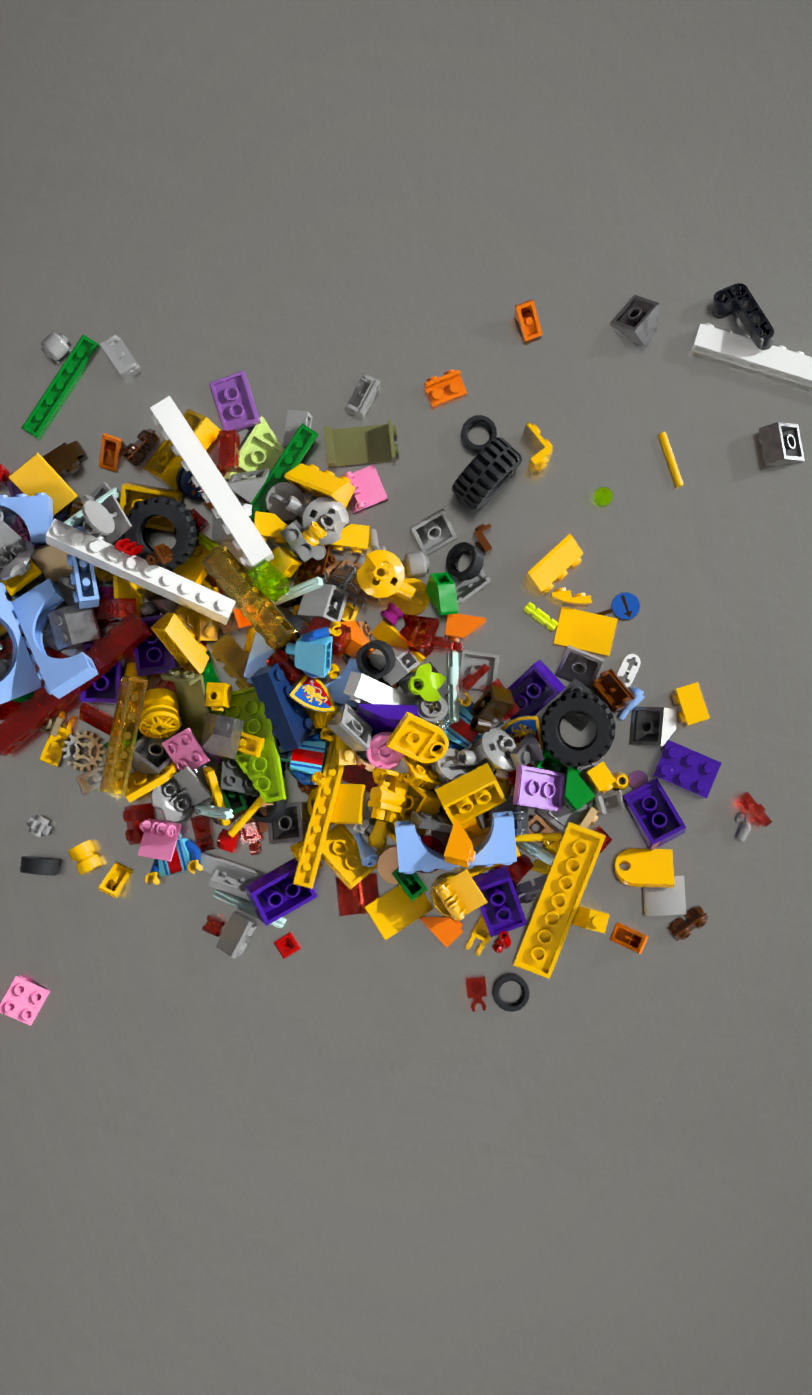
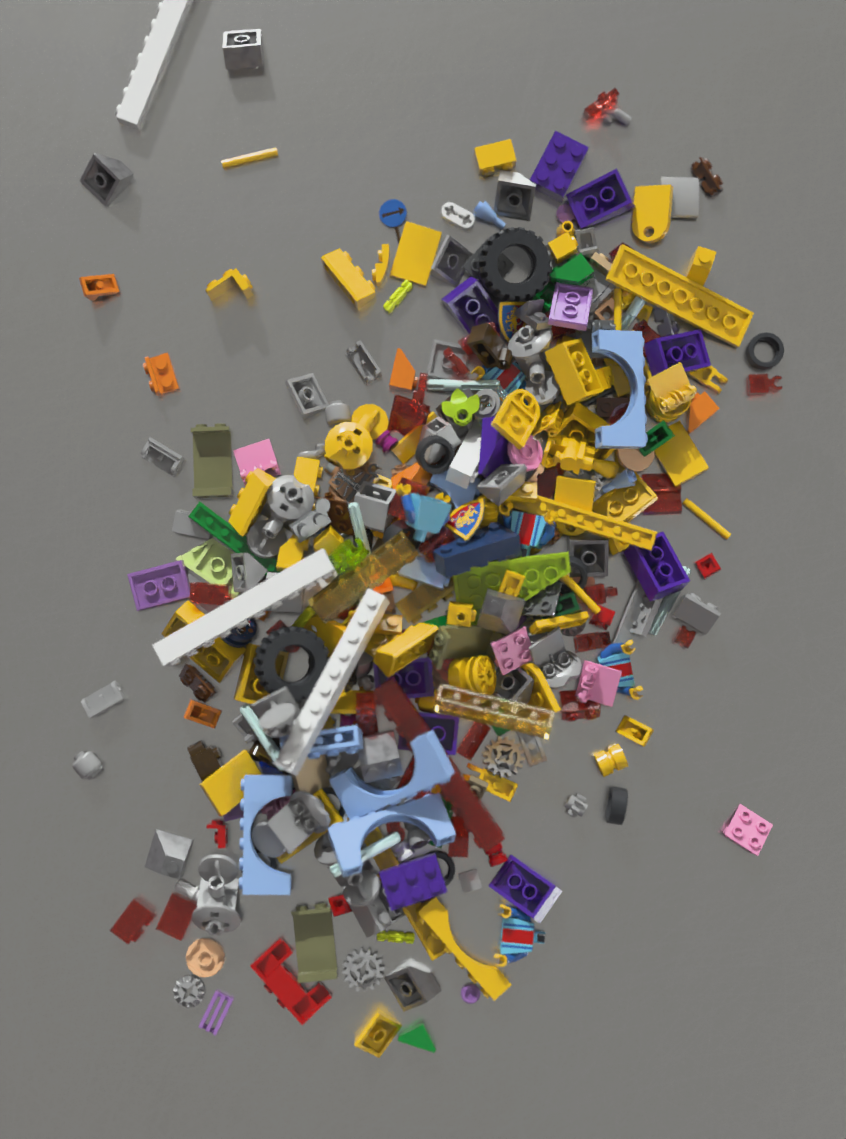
camera: 85 degrees left, 0 degrees up
(60, 386) = (128, 763): green tile -> none
(124, 546) = (305, 690): red tile -> none
(161, 554) = (318, 660): reddish brown hinge -> none
(214, 811) = (575, 624): light aqua axle -> none
(314, 534) = (305, 507): yellow wheel -> none
(335, 941) = (706, 518): none -> yellow bar
(429, 821) = (598, 410): dark grey hinge -> none
(442, 593) = (370, 388): green slope -> none
(454, 556) = (332, 376): black tyre -> none
(459, 847) = (625, 383): light orange slope -> none
(476, 420) = (210, 329): black tyre -> none
(481, 541) = (321, 347): reddish brown bracket -> none
(486, 473) = (254, 334): black tyre -> none
(502, 942) = (716, 355): red arm -> none
(603, 496) = (282, 227): clear neon green tile -> none
(613, 690) = (477, 230): reddish brown hinge -> none
(629, 938) = (719, 232): orange slope -> none
(739, 299) = (131, 56): black beam -> none

